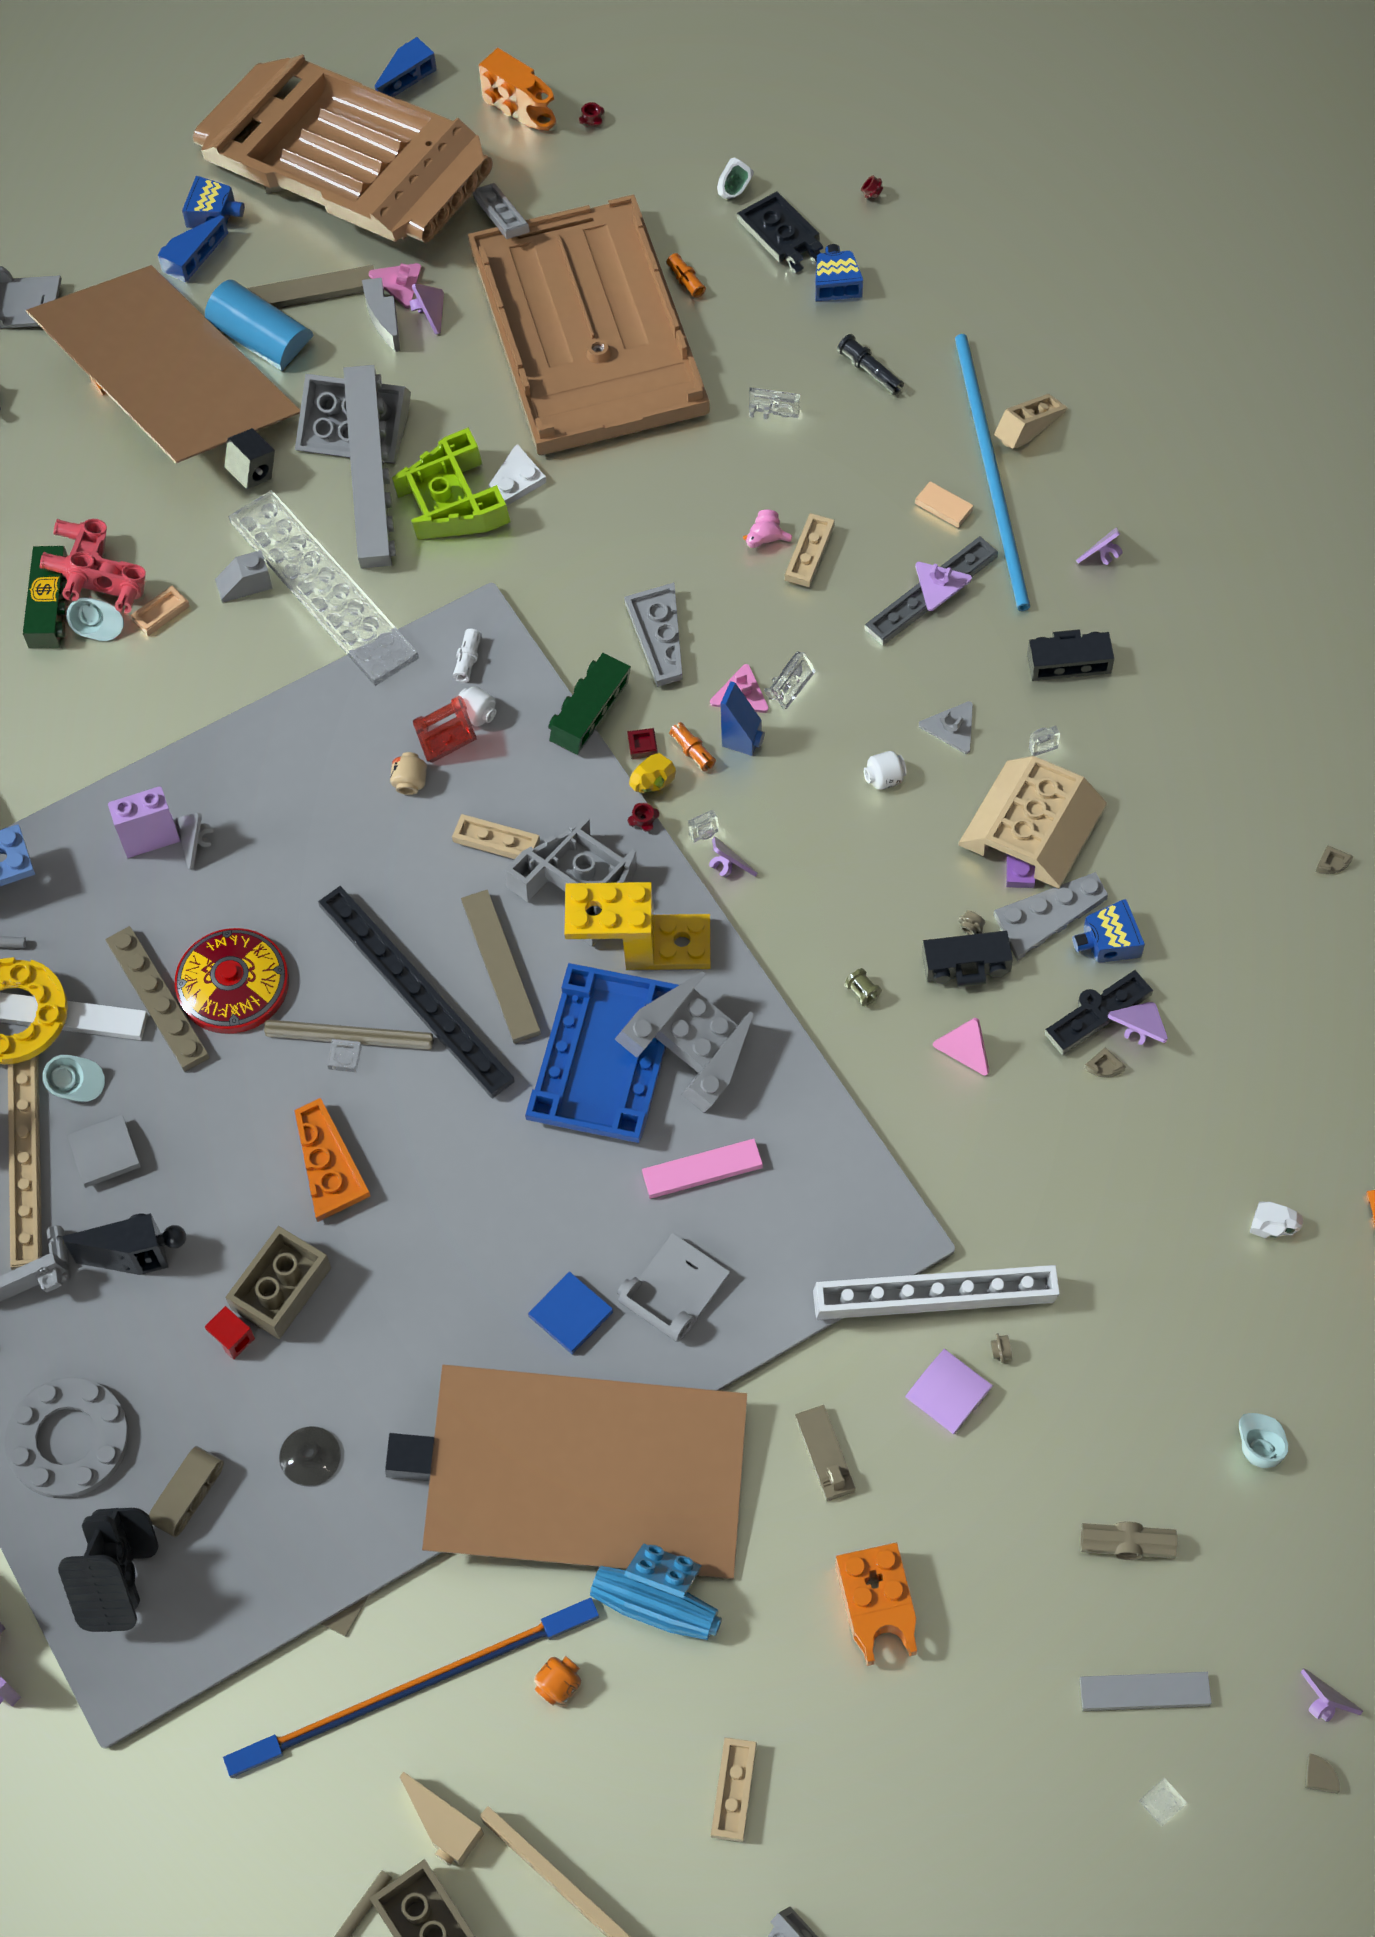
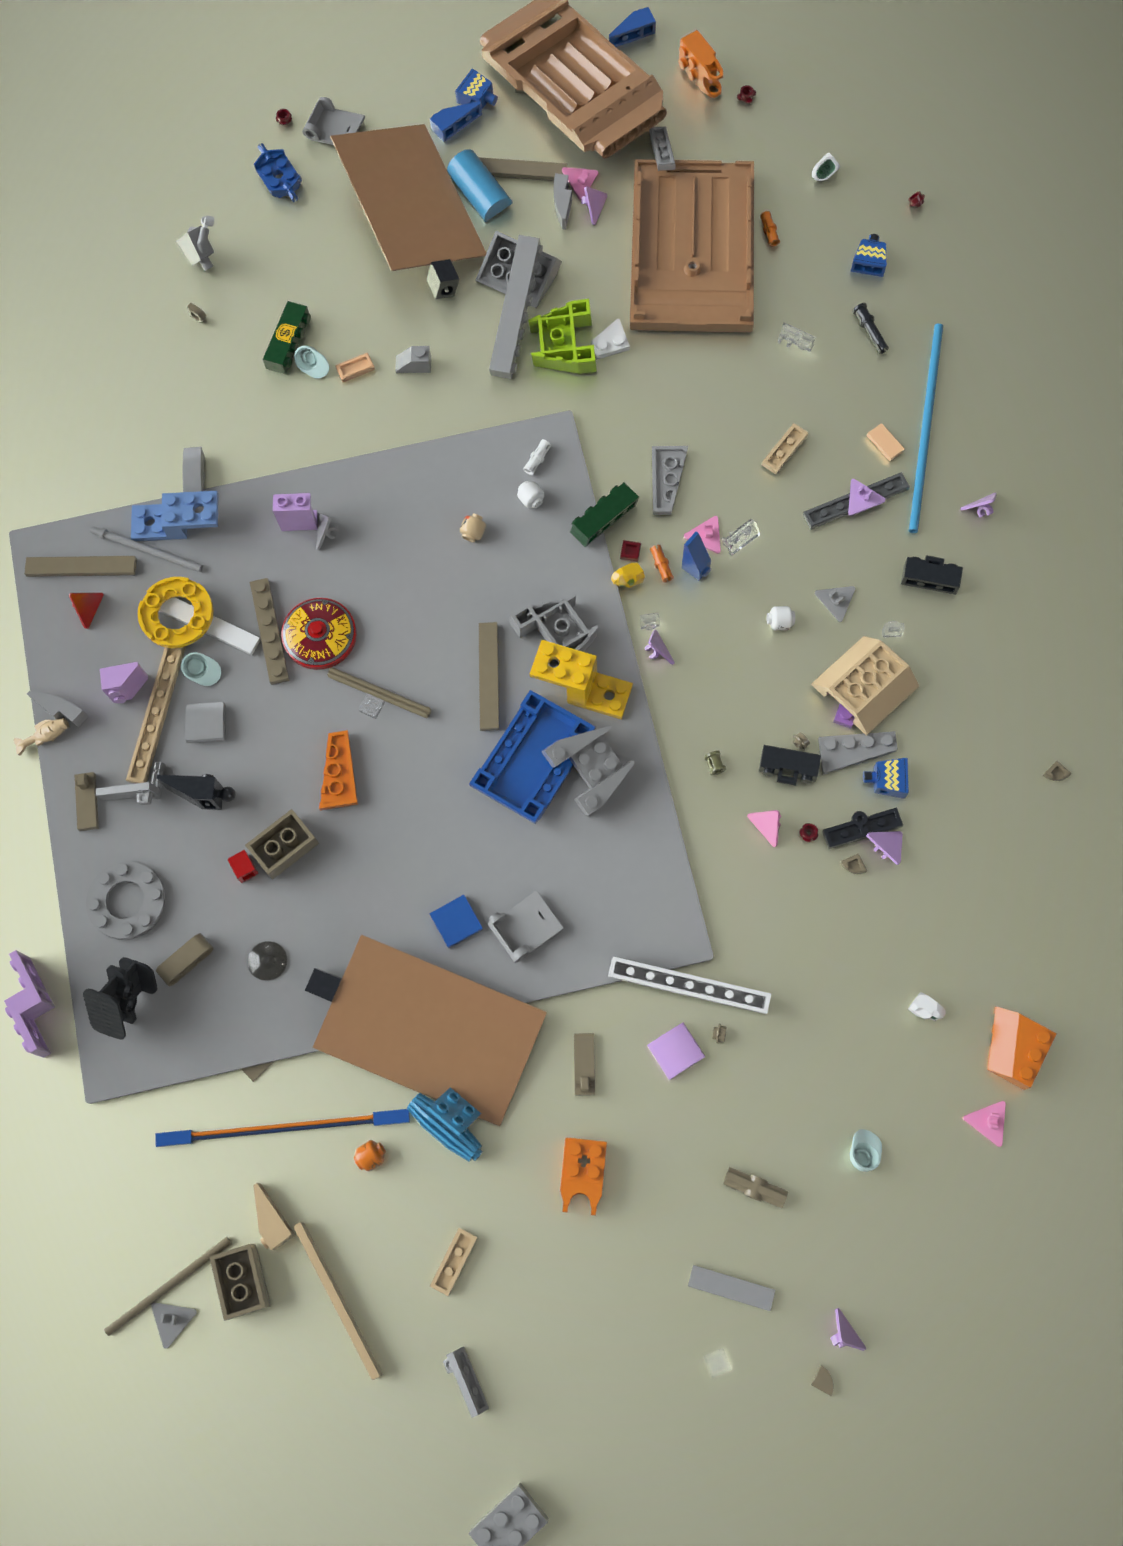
camera: 20 degrees right, 10 degrees up
(89, 569) = (315, 325): coral pin -> none
(324, 588) = (461, 383): clear plate -> none
(416, 992) = (430, 678): black plate -> none
(448, 736) = (505, 510): clear red plate -> none
(493, 837) = (513, 588): tan plate -> none
(643, 809) = (612, 597): dark red plate -> none
(702, 1168) = (570, 852): bright pink tile -> none
(766, 530) = (760, 426): bright pink animal -> none
(781, 230) = (844, 213): black tile -> none
(1027, 1033) = (808, 837): none -> dark red plate
(1028, 420) = (963, 398): tan slope -> none

